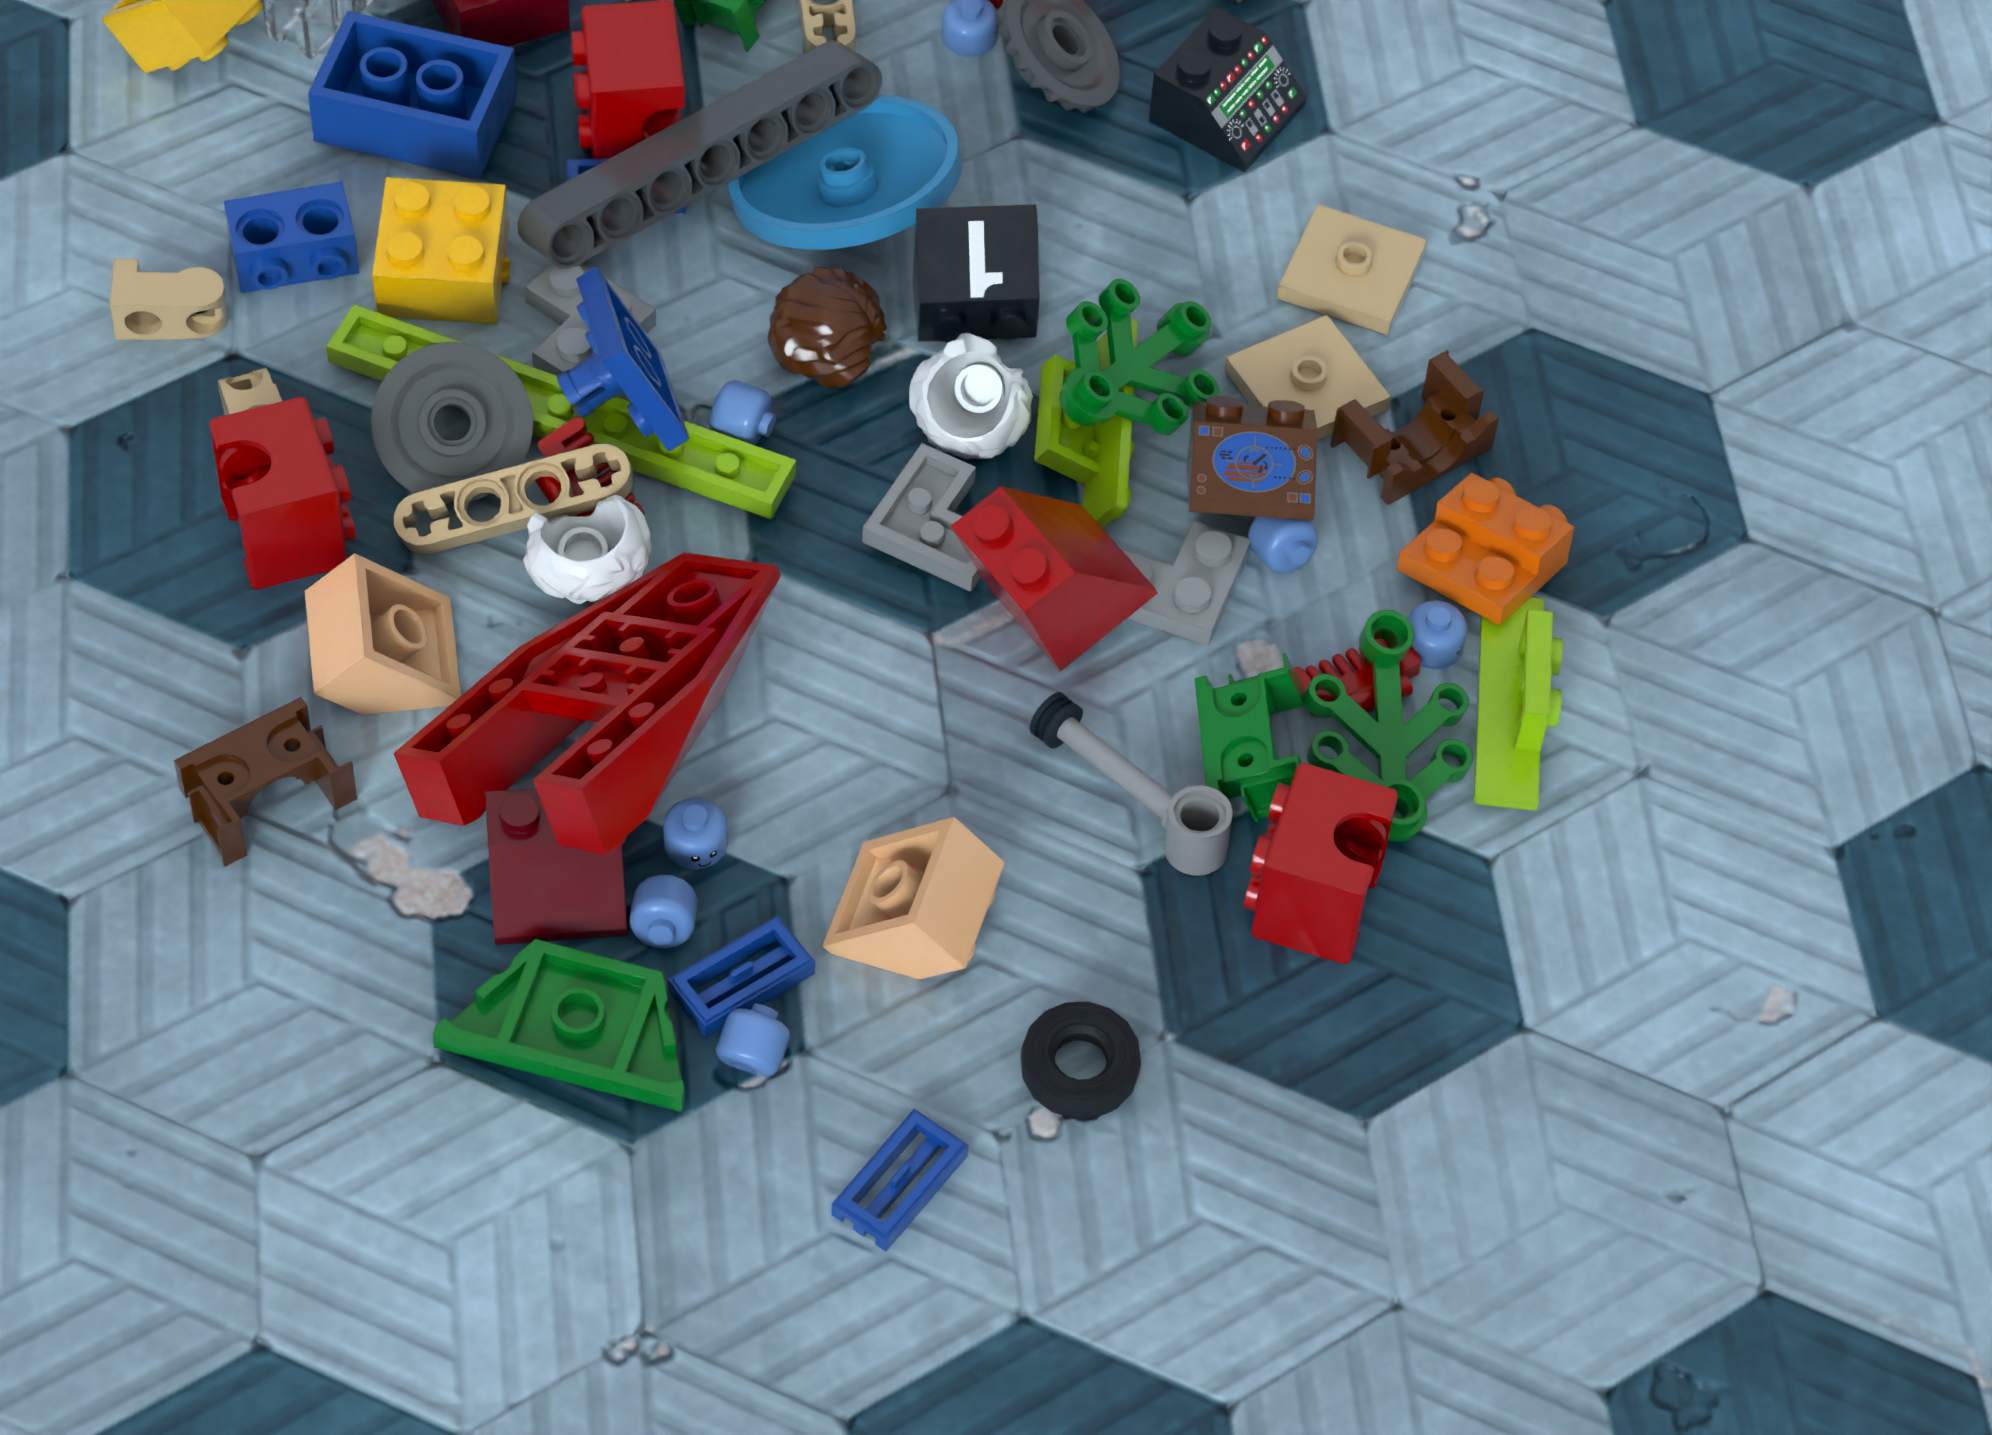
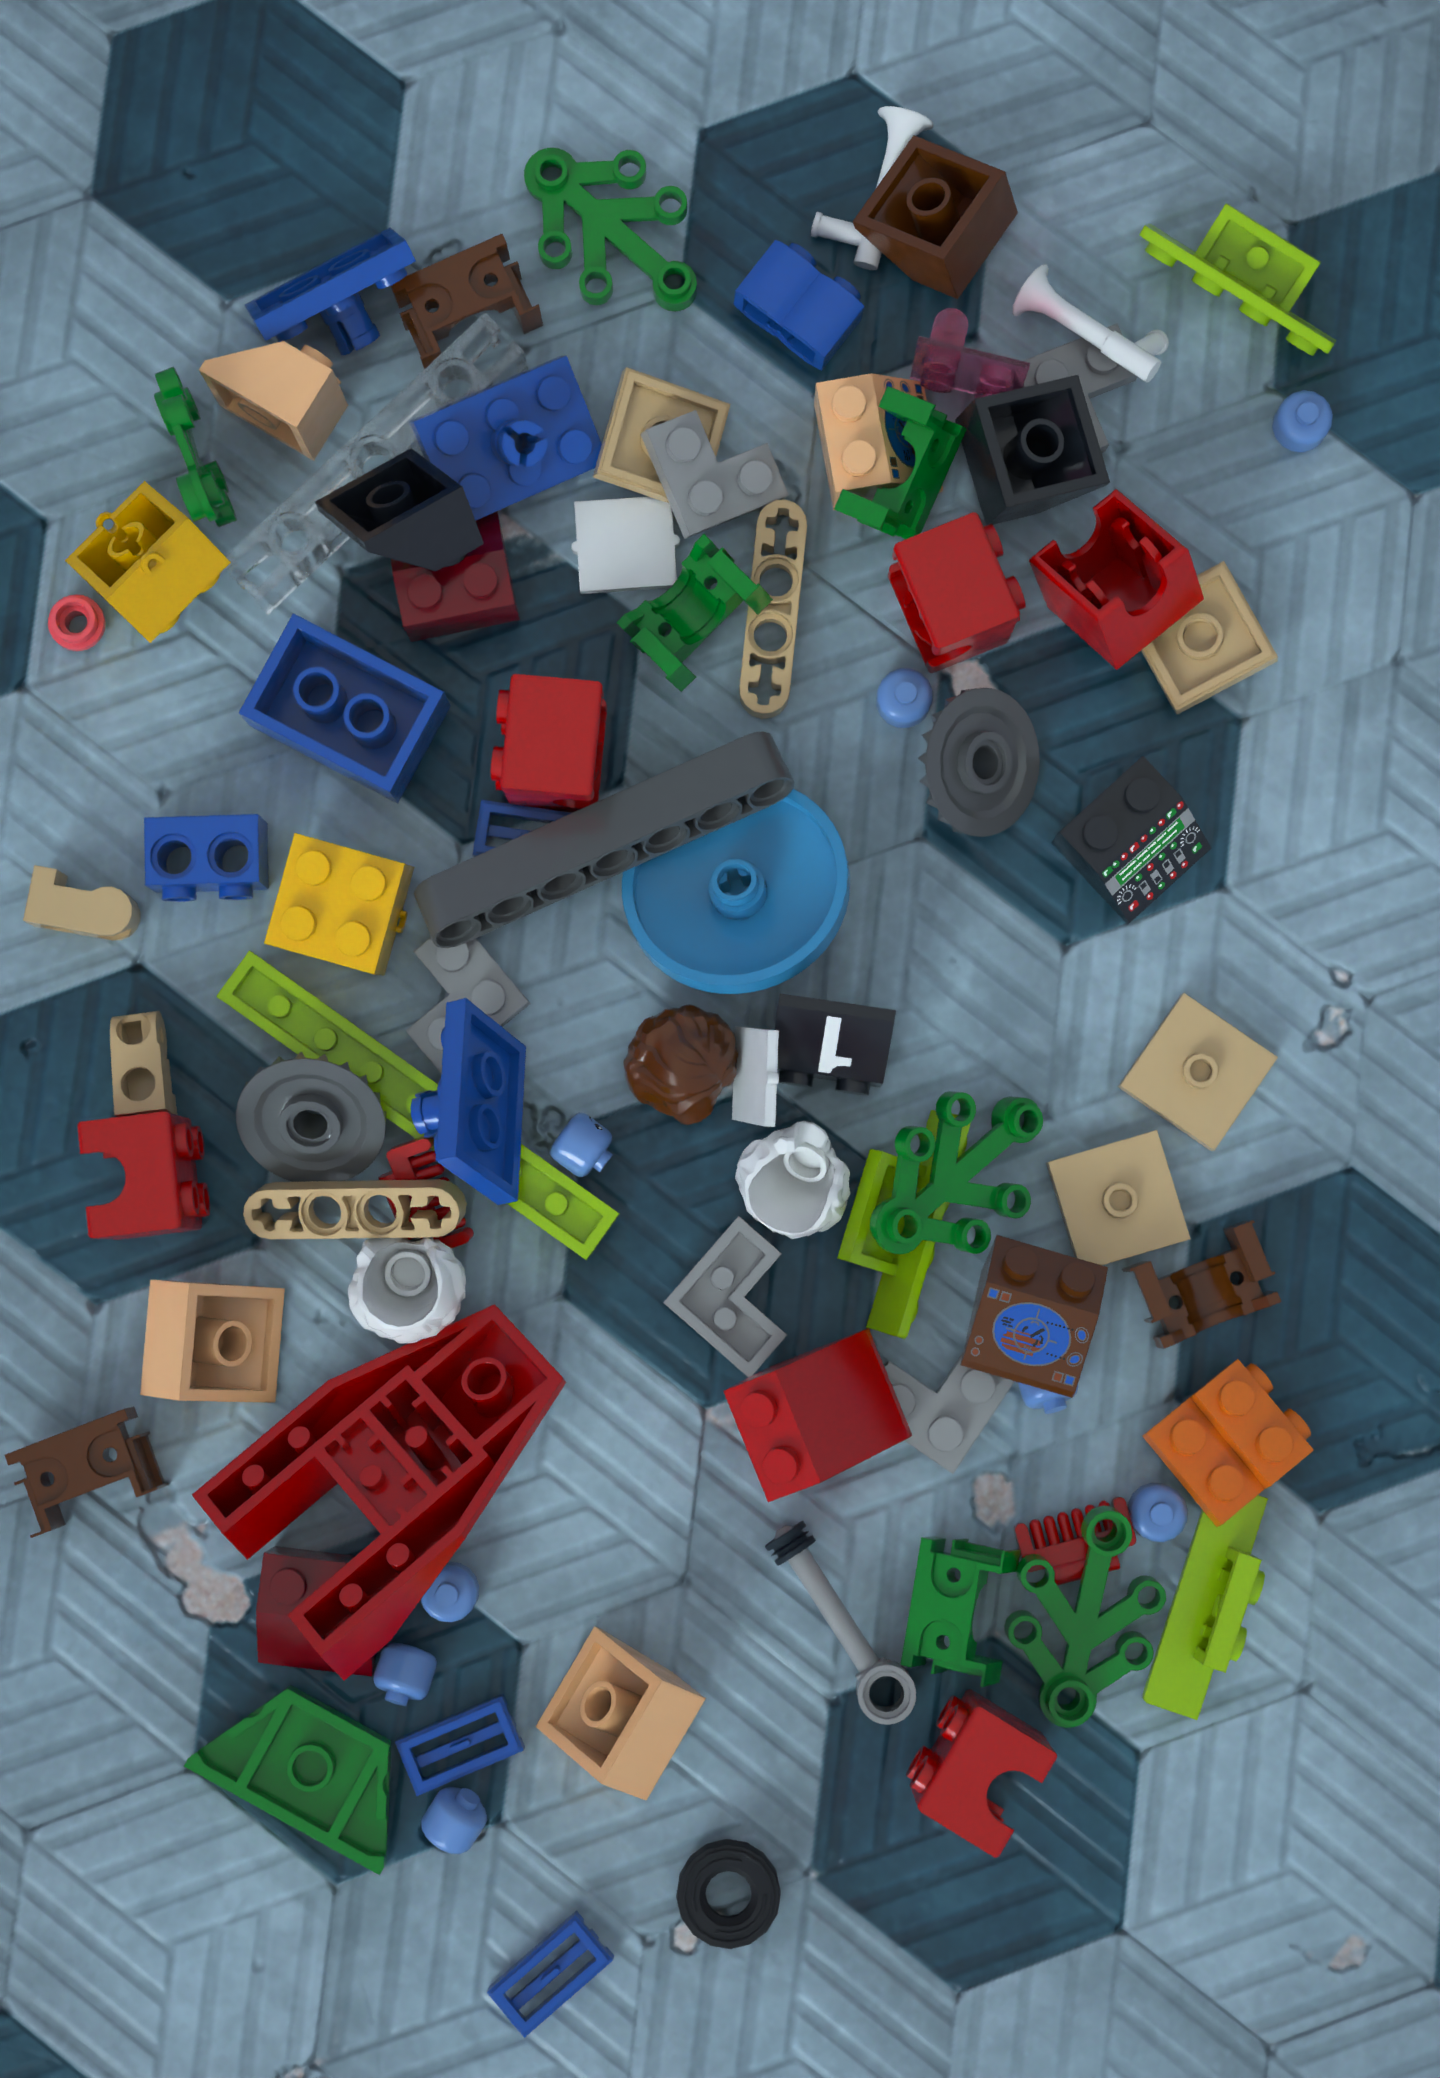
camera: 20 degrees right, 30 degrees up
(116, 82) = (65, 611): none -> coral plate
(908, 313) = (756, 1076): none -> white piece

